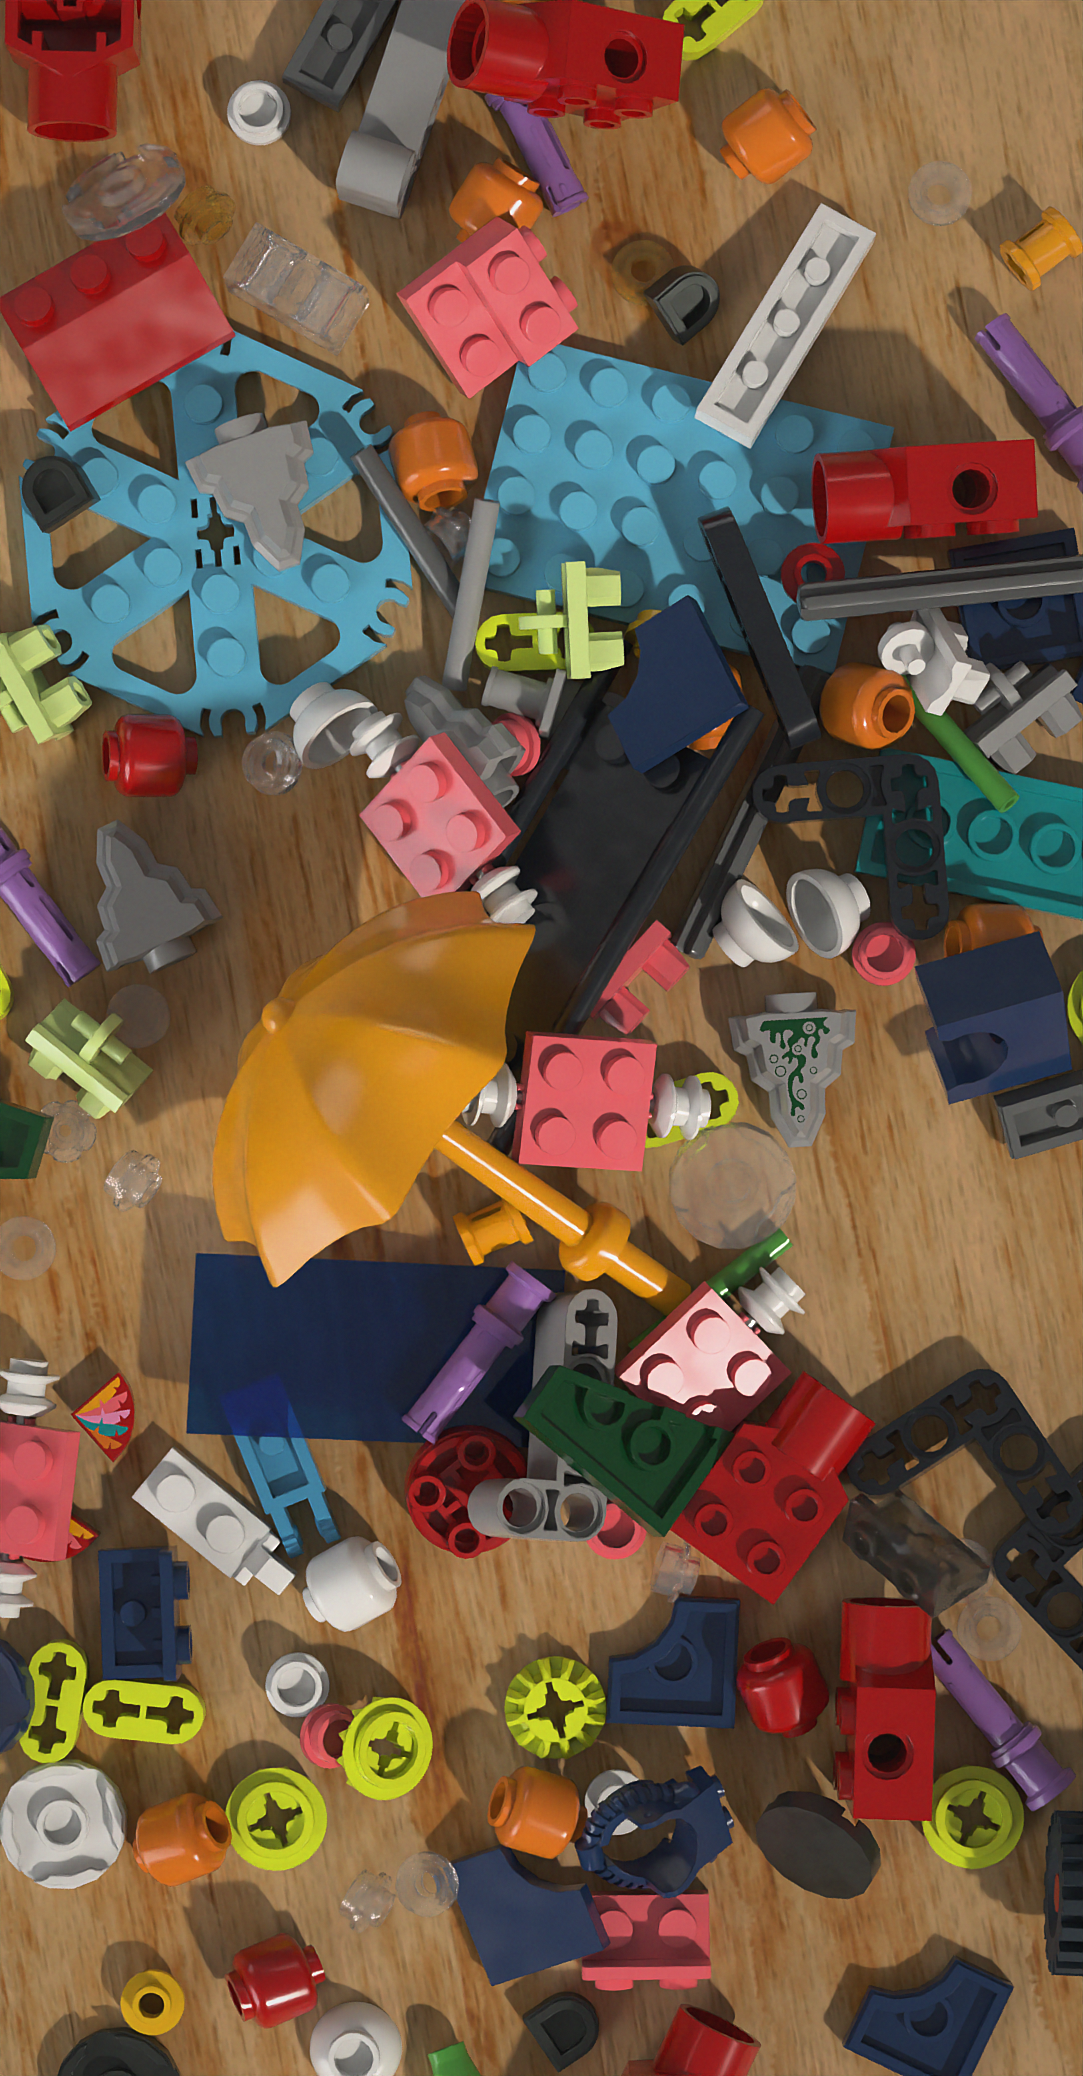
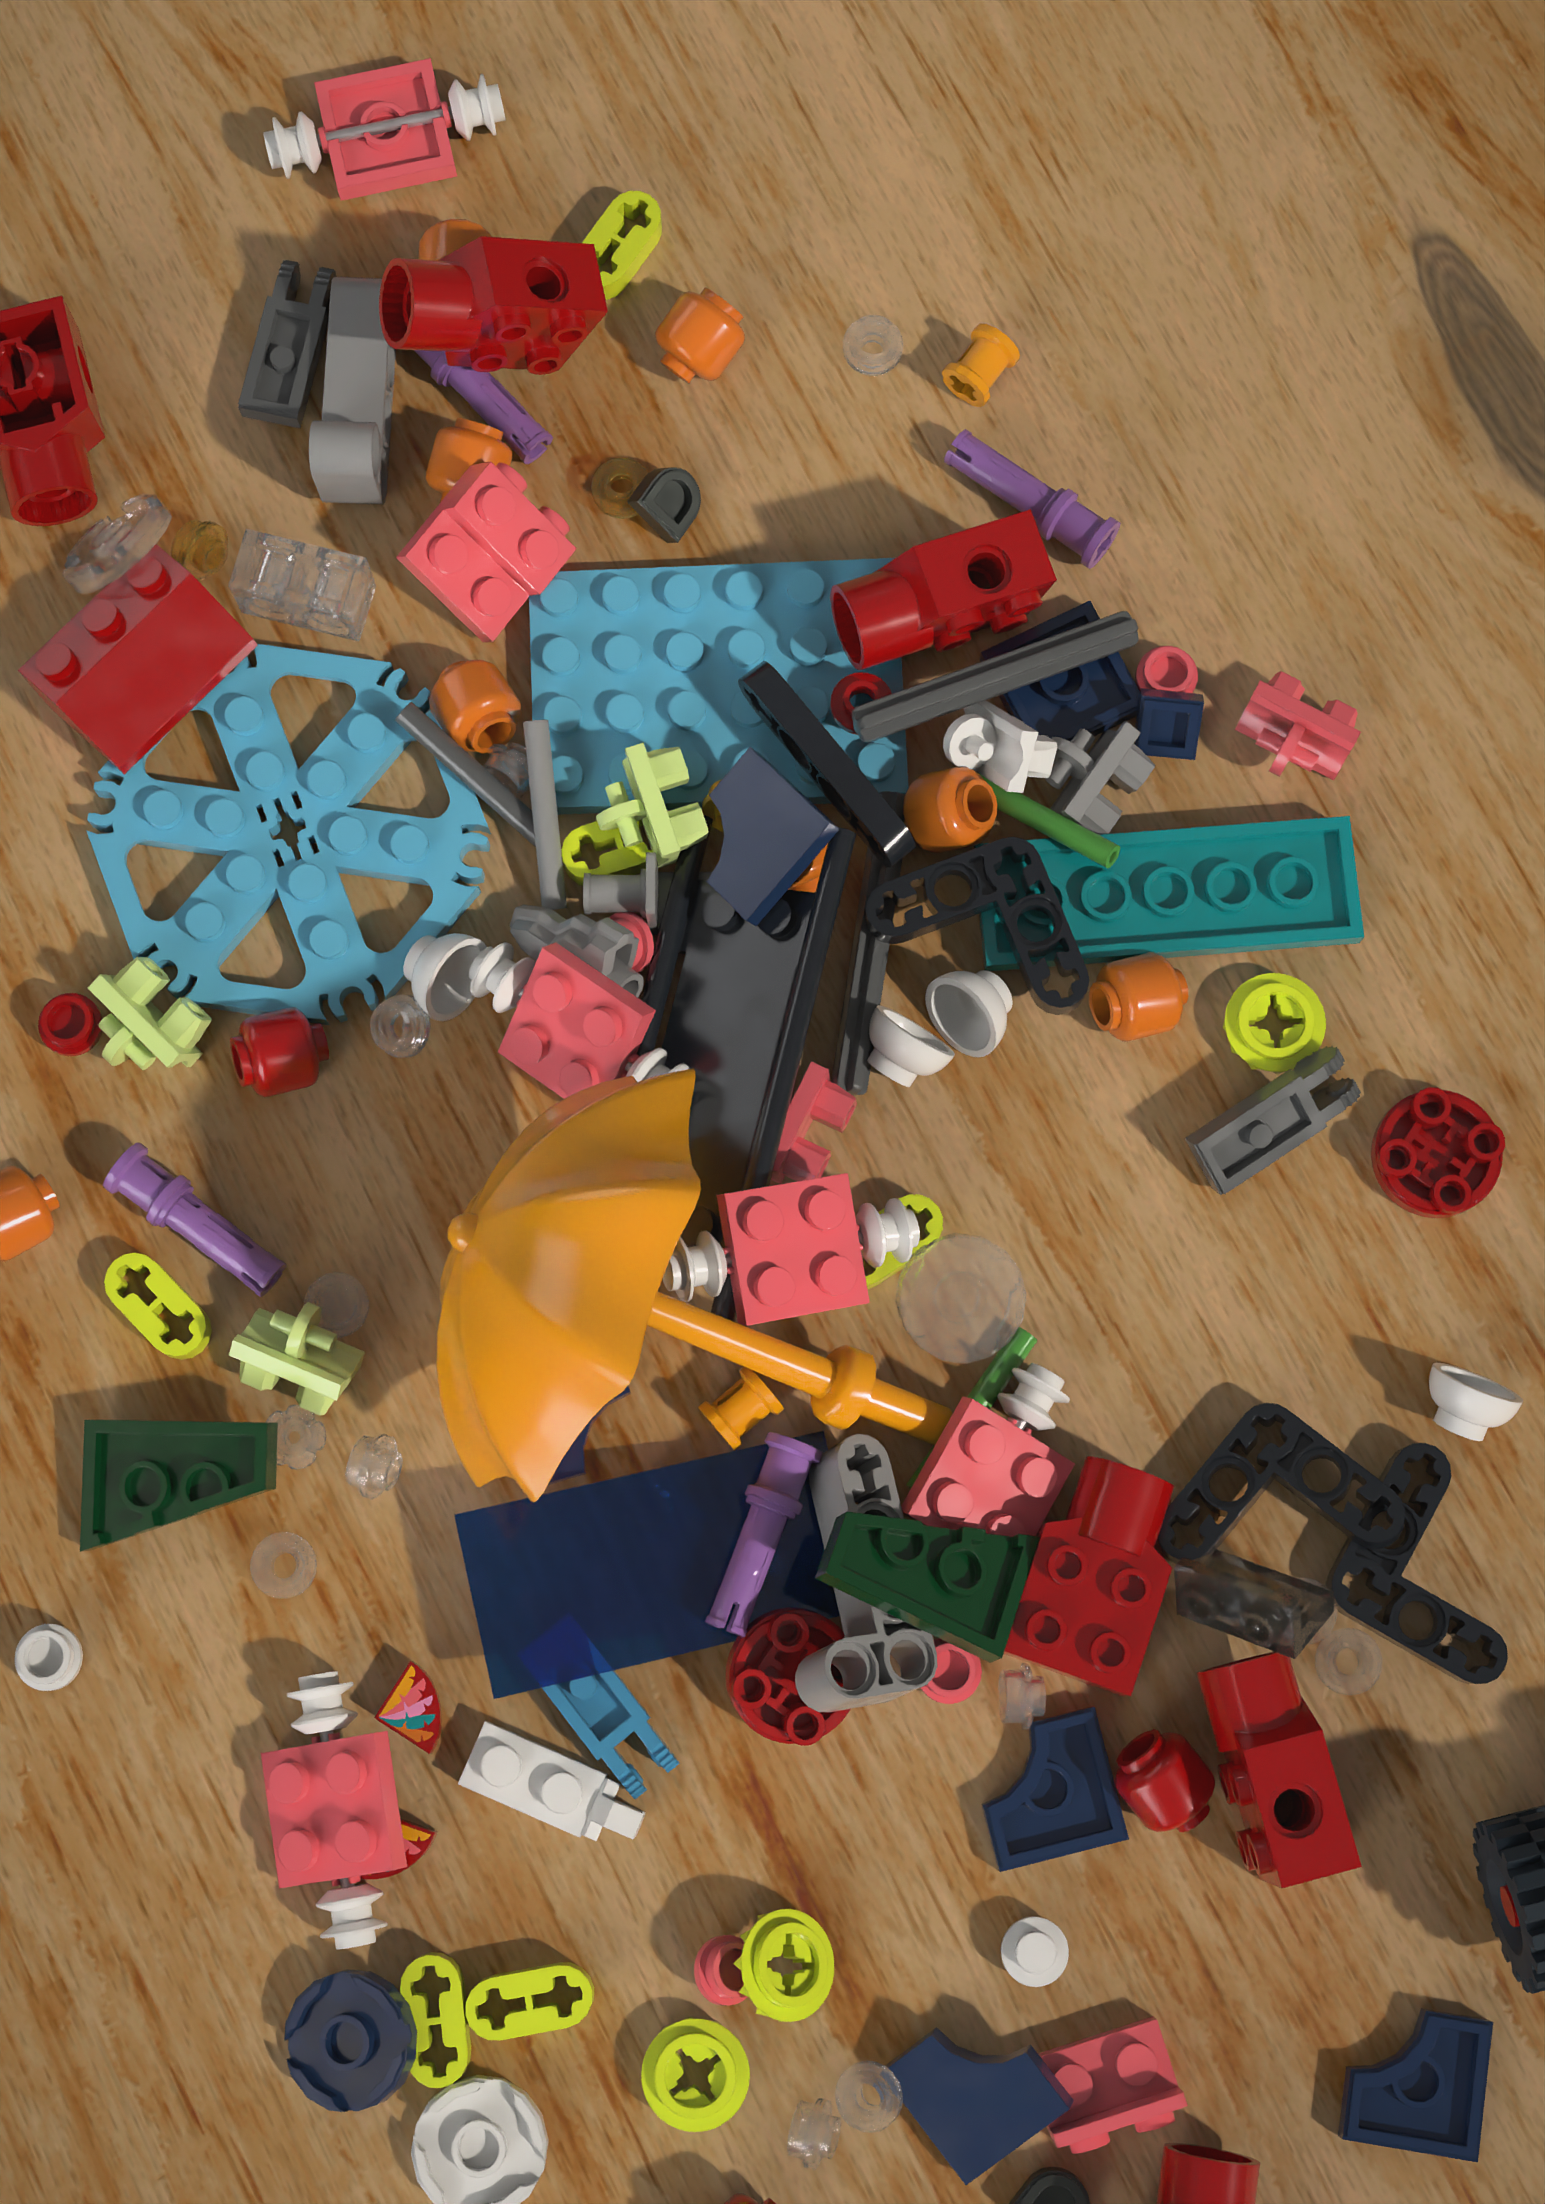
camera: 15 degrees left, 10 degrees down
(56, 492) = (125, 831): pearl dark grey tile -> none
(142, 1612) = (501, 1900): dark blue bracket -> none
(146, 905) = (315, 1195): light grey rock -> none
(182, 1839) = (605, 2125): orange head -> none
(259, 112) = (226, 447): white plate -> none
(259, 482) = (314, 764): light grey rock -> none
(297, 1684) = (677, 1927): white plate -> none
(351, 1583) = (703, 1805): white head -> none
(536, 1812) = (958, 1986): orange head -> none
(572, 1682) = (912, 1866): neon yellow gear -> none
(671, 1866) = (1127, 1967): dark blue piece -> none
(785, 325) = (767, 493): white plate -> none
(794, 1056) = (982, 1158): light grey rock -> none
(818, 1846) = (1252, 1932): pearl dark grey tile -> none
(882, 954) = (1036, 1038): coral plate -> none
(983, 1844) = (1413, 1884): neon yellow gear -> none
(995, 1017) = (1168, 1055): dark blue piece -> none
(1013, 1743) = (1412, 1769): medium lavender pin -> none

